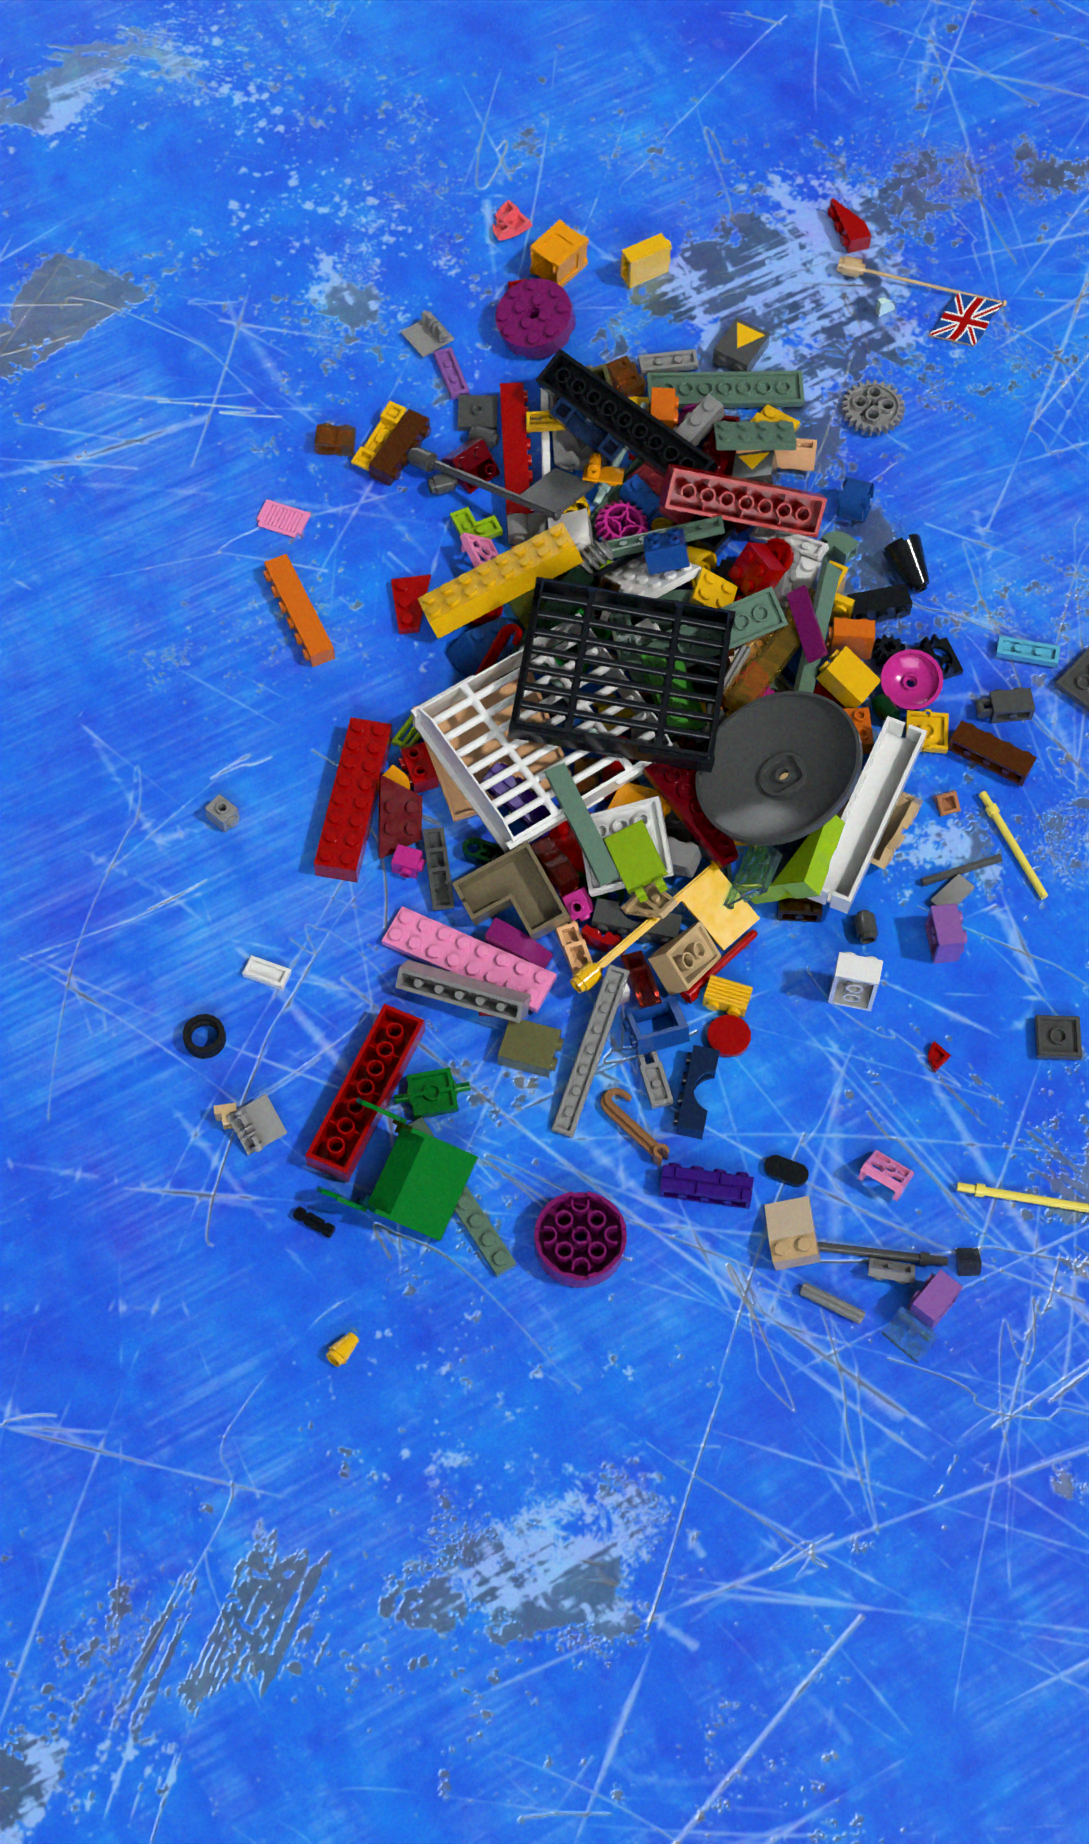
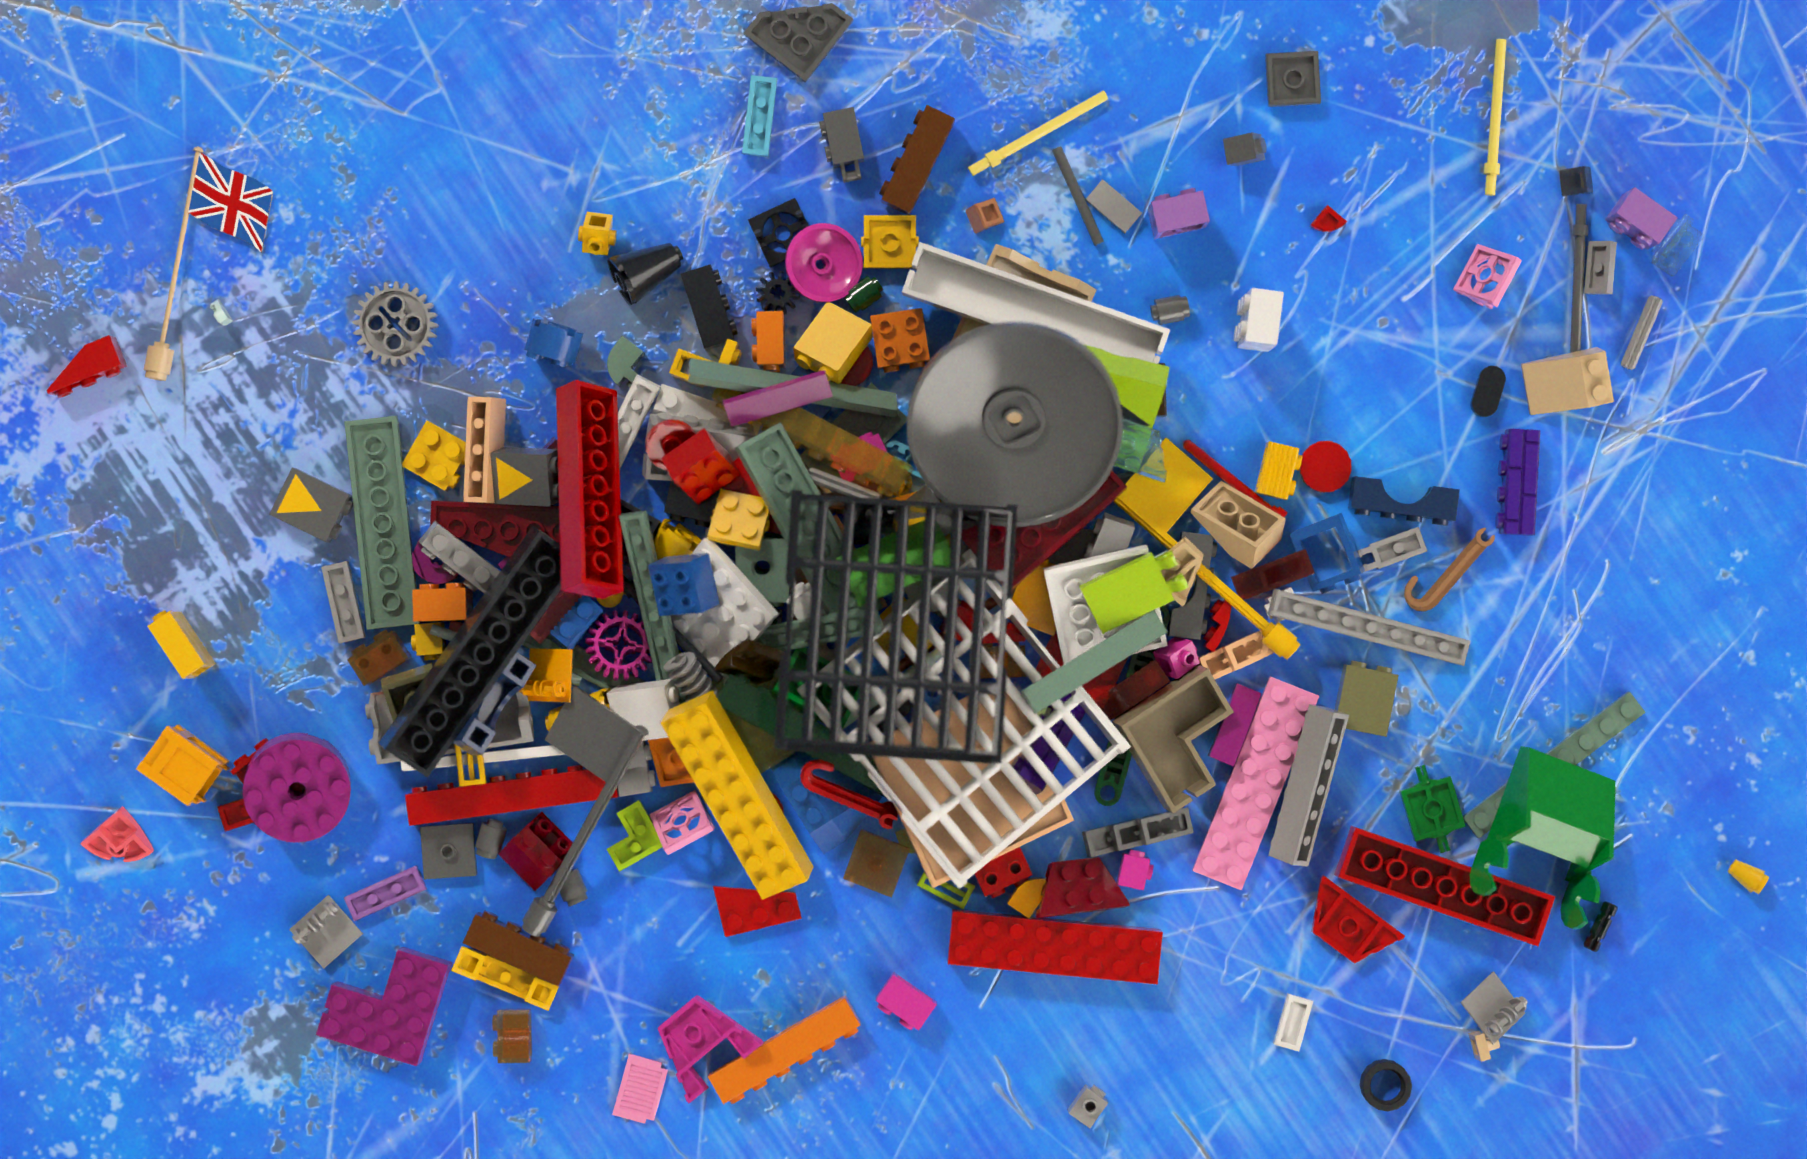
camera: 95 degrees left, 25 degrees up
(319, 550) = (694, 1033): none -> dark pink wing
(324, 693) = (905, 1002): none -> dark pink brick
(342, 1021) = (1349, 924): none -> red wing
(359, 369) = (390, 1023): none -> magenta piece
(433, 680) = (876, 863): none -> clear orange plate
(576, 1261) = (1573, 625): magenta brick -> none
(754, 435) = (473, 479): sand green plate -> none
(938, 534) = (597, 233): none -> yellow brick
(998, 991) = (1244, 149): none -> dark grey brick

